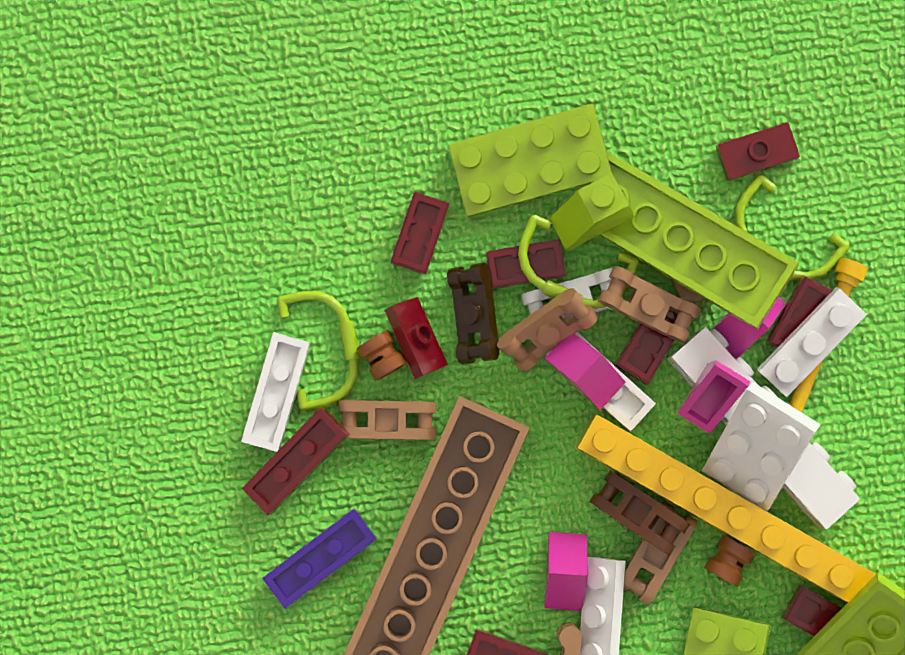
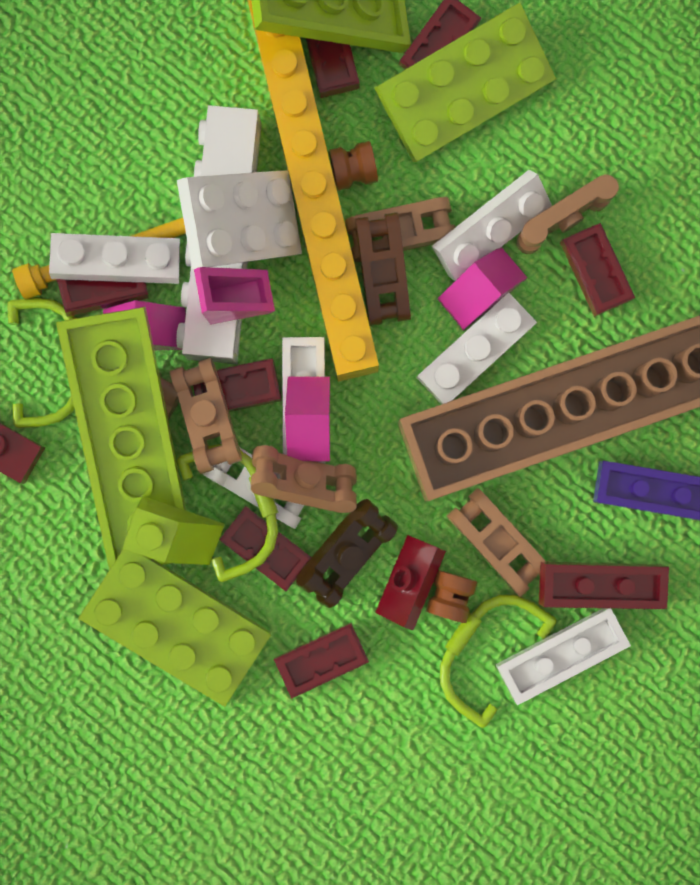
camera: 125 degrees left, 0 degrees up
(527, 527) = (476, 349): none -> white plate

